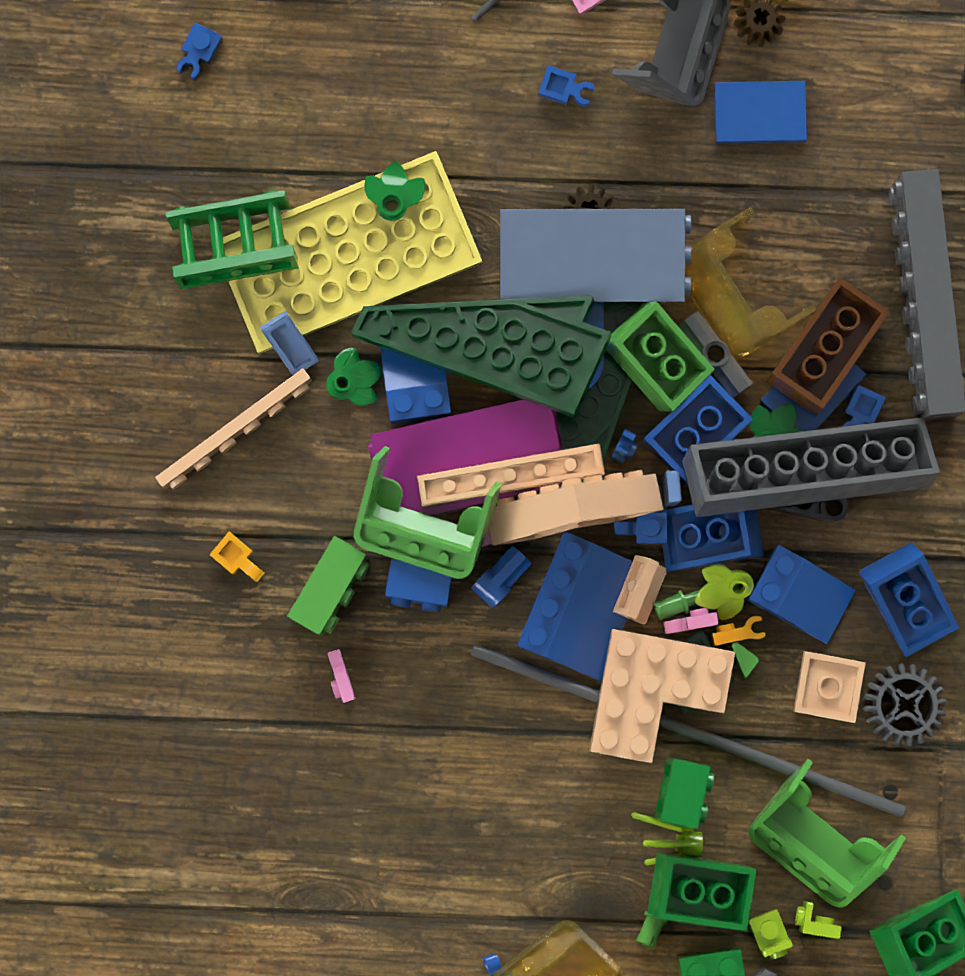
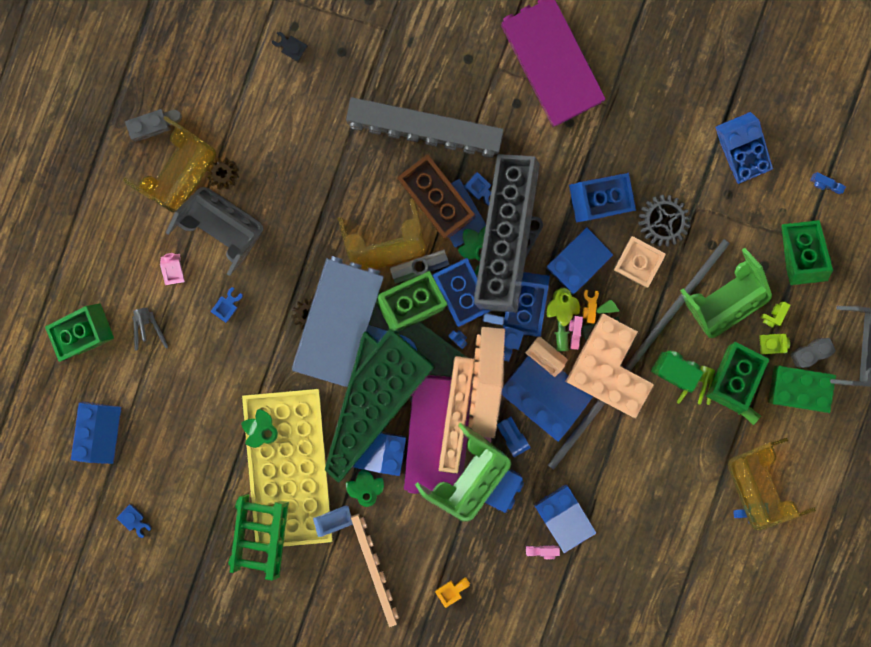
camera: 70 degrees left, 5 degrees up
(329, 587) = (488, 543): bright green brick -> none
(400, 696) = (565, 518): none -> slope
(760, 112) = (279, 190): blue tile -> none

